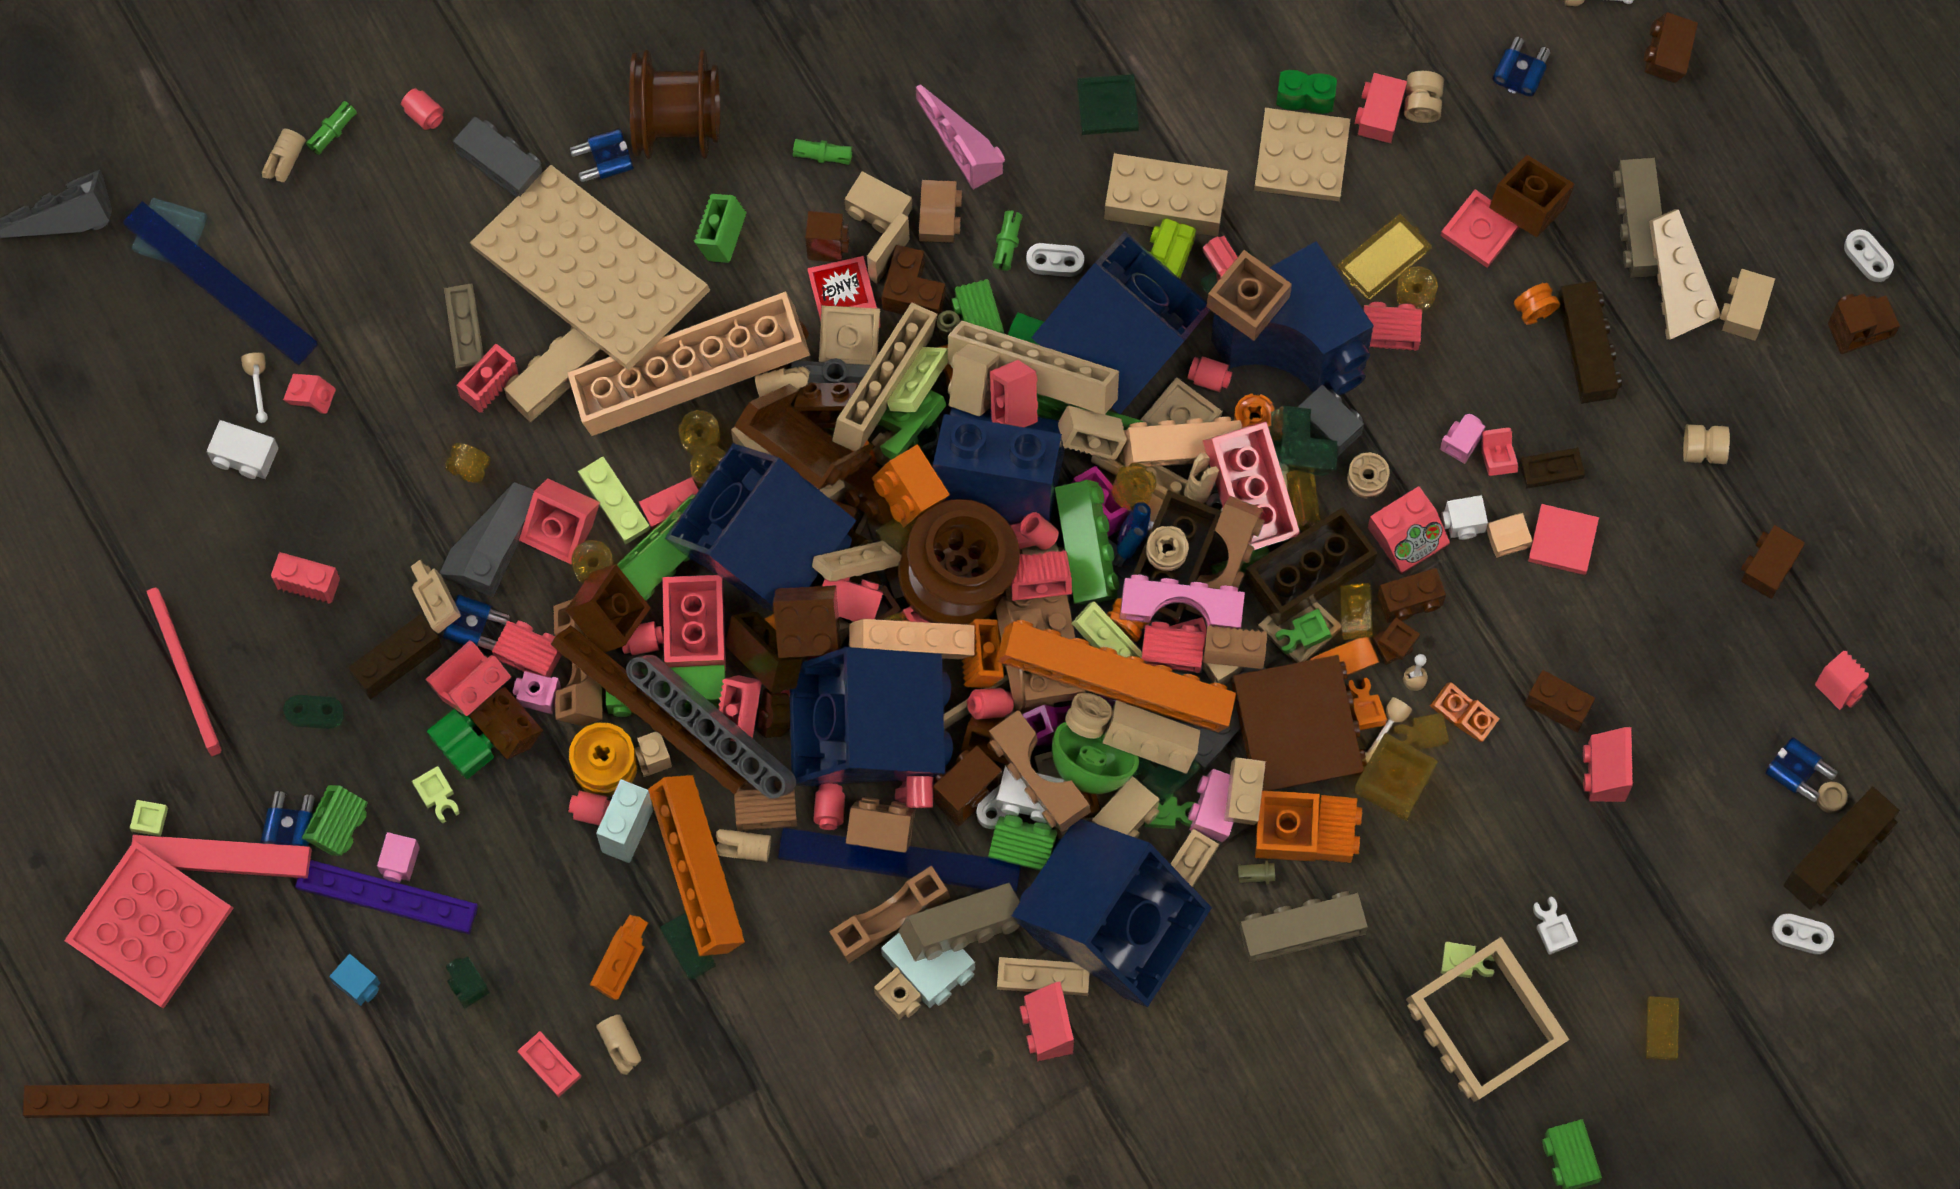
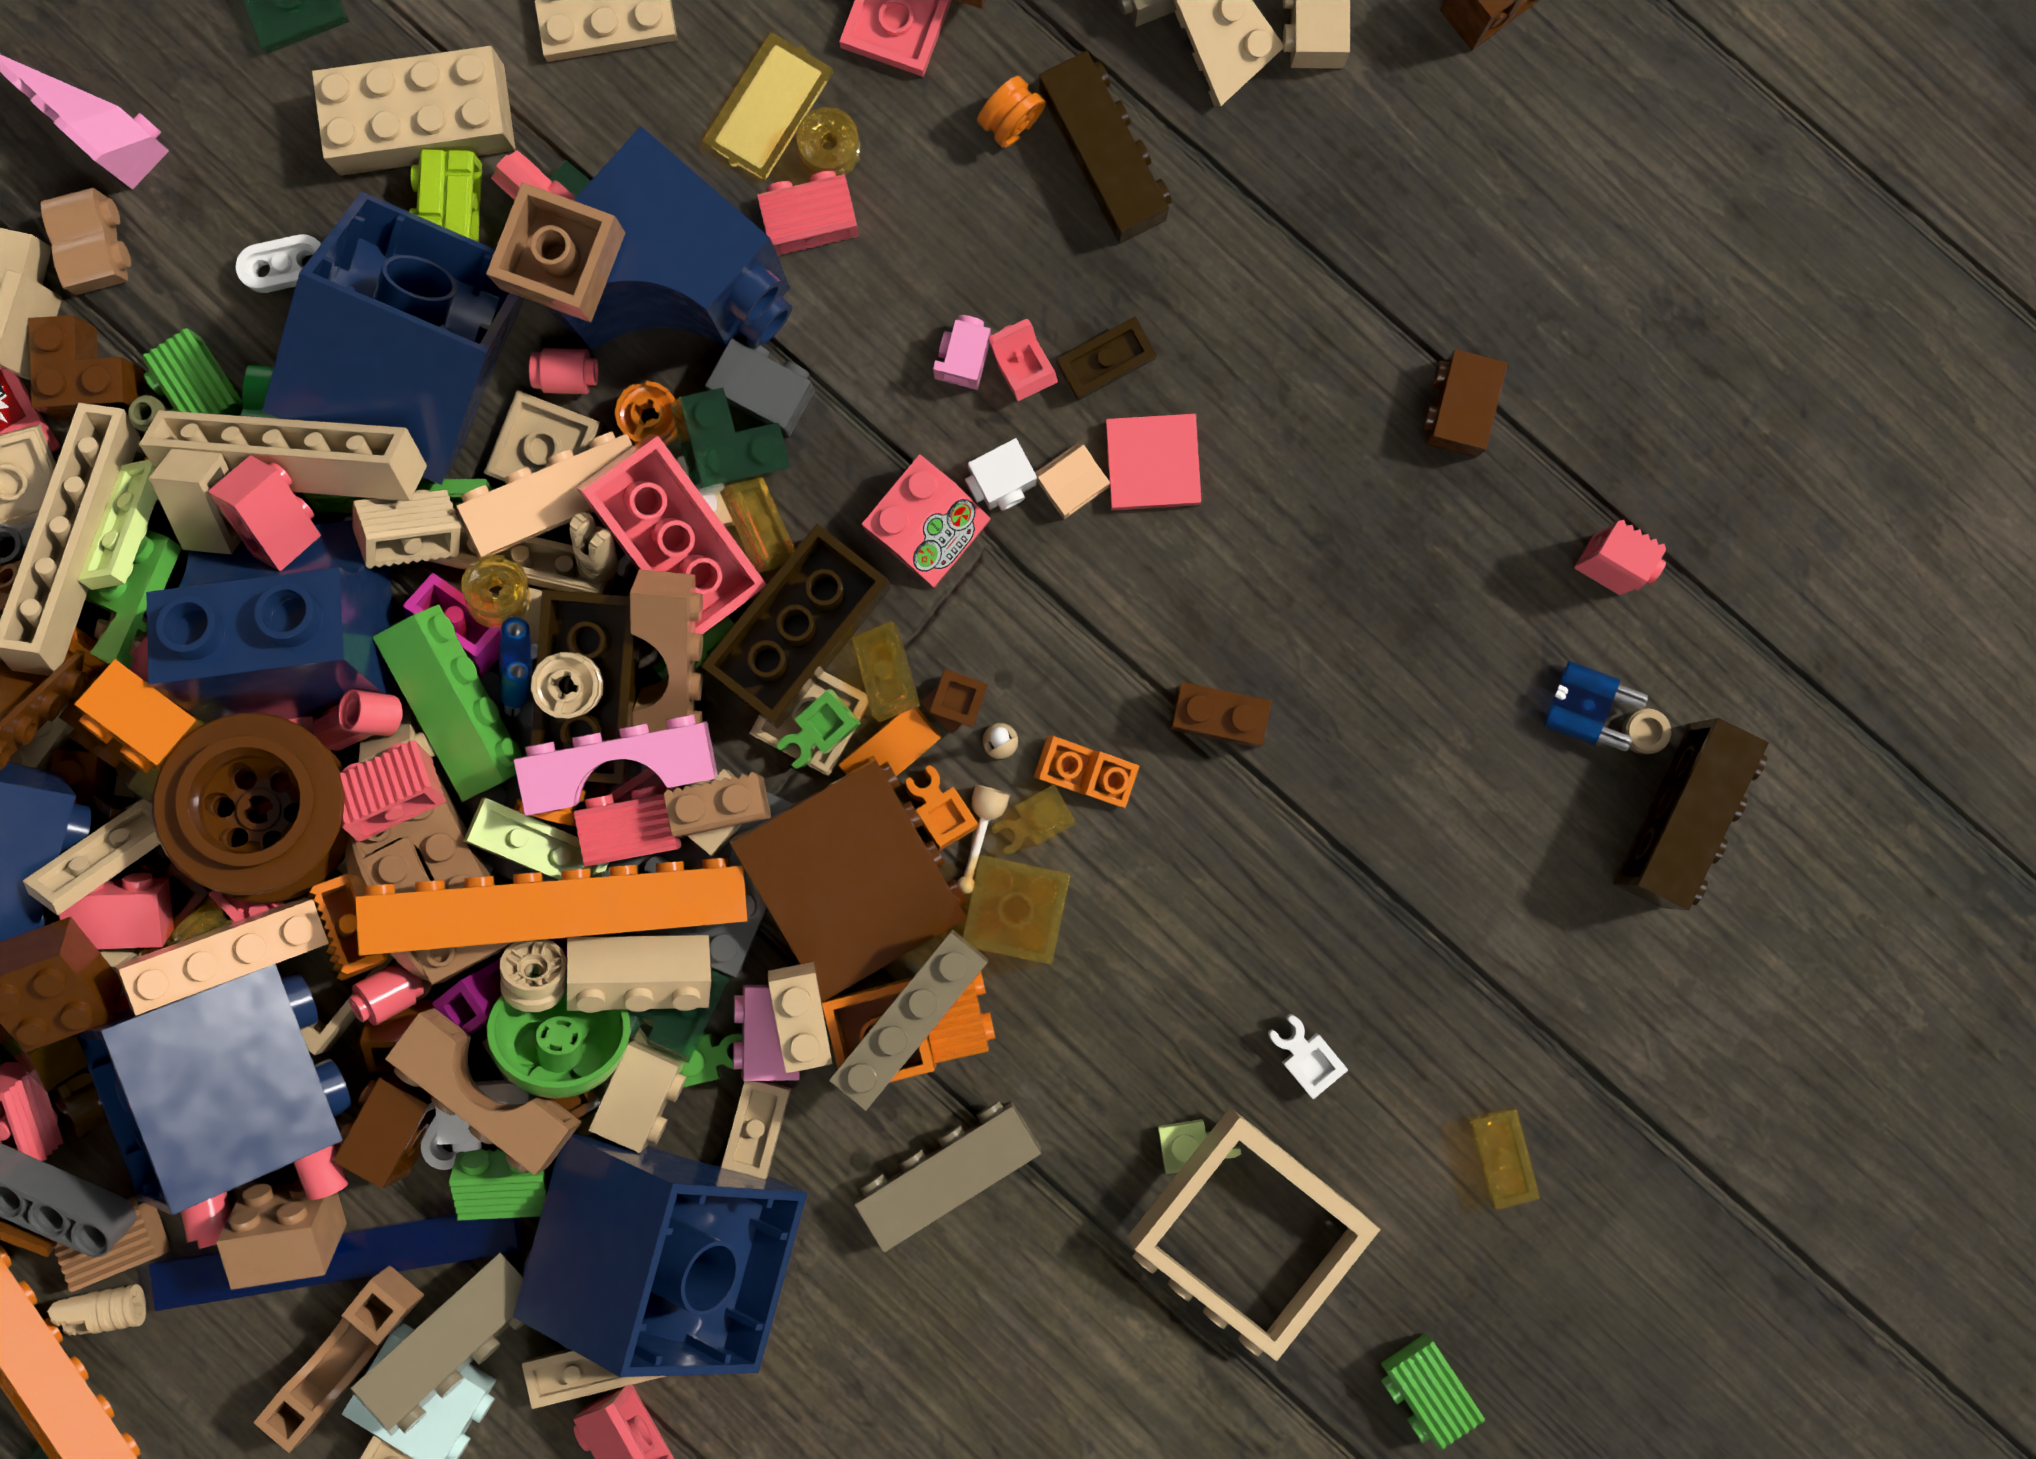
camera: 20 degrees left, 15 degrees up
(1007, 240) = (204, 254): bright green pin -> none
(1256, 872) = (851, 1115): olive pin -> none
(1313, 810) = (909, 1020): none -> dark tan brick
(1367, 464) = (837, 436): tan wheel -> none
(1412, 595) = (958, 621): reddish brown brick -> none
(1609, 765) = (1319, 794): coral slope -> none
(1707, 444) = (1327, 251): tan wheel -> none
(1802, 933) = (1662, 953): white plate -> none

